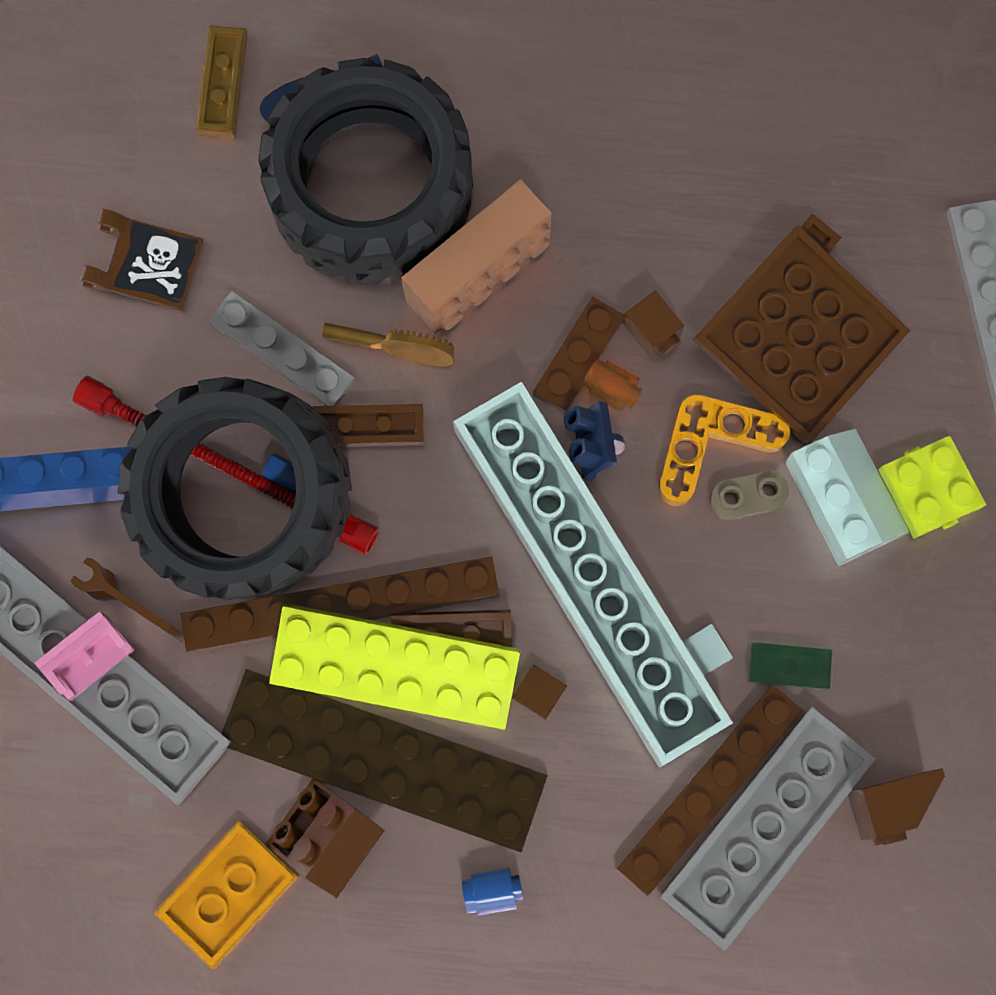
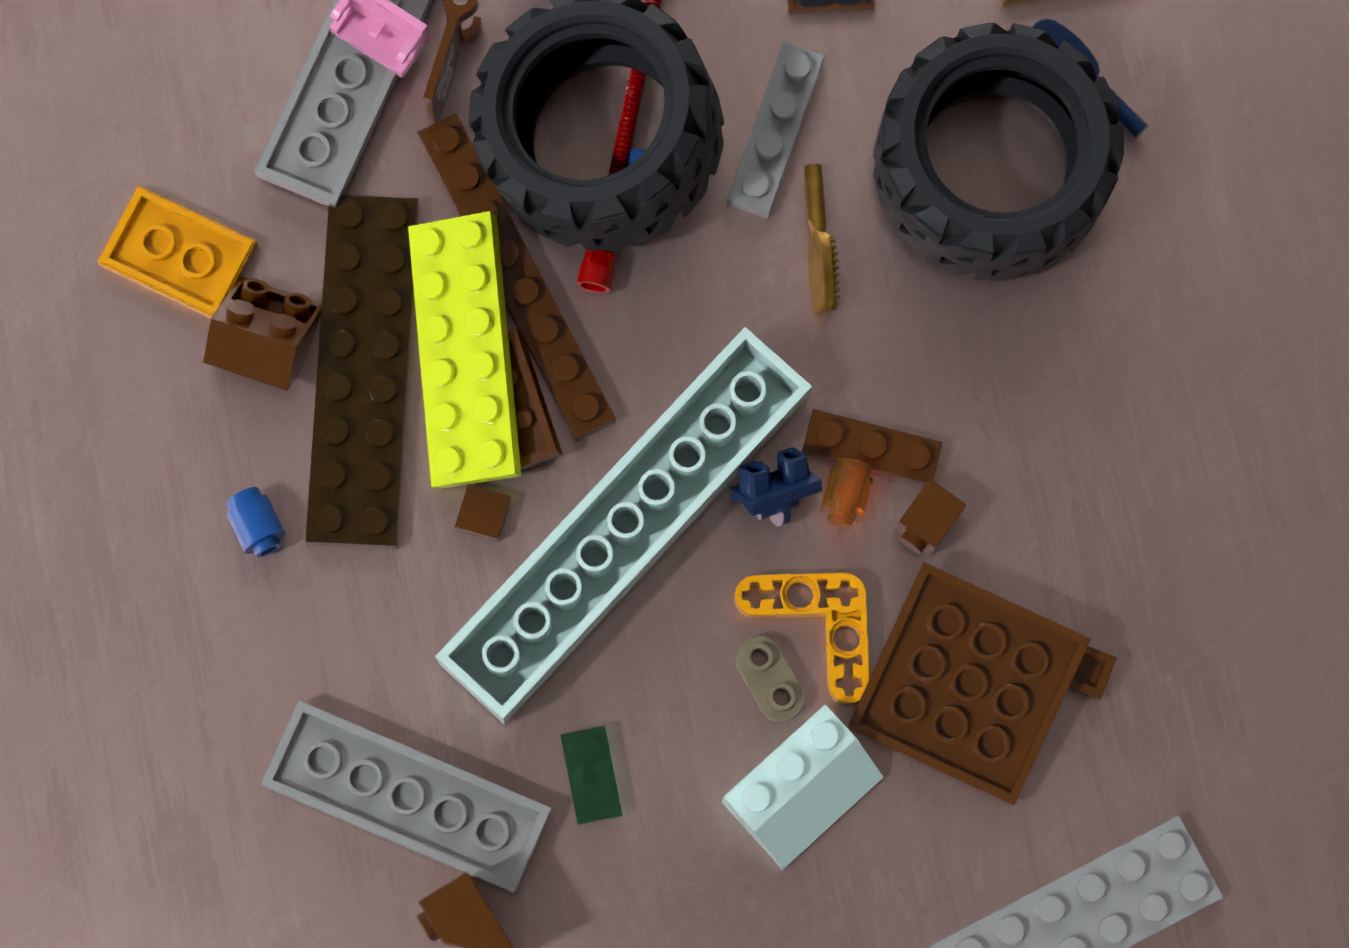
camera: 65 degrees right, 0 degrees up
(376, 424) = (722, 248): reddish brown plate -> none
(478, 257) = (940, 301): nougat brick -> none
(707, 649) = (579, 677): light aqua tile -> none
(709, 790) = (431, 725): reddish brown plate -> none
(931, 487) = (841, 880): neon yellow plate -> none

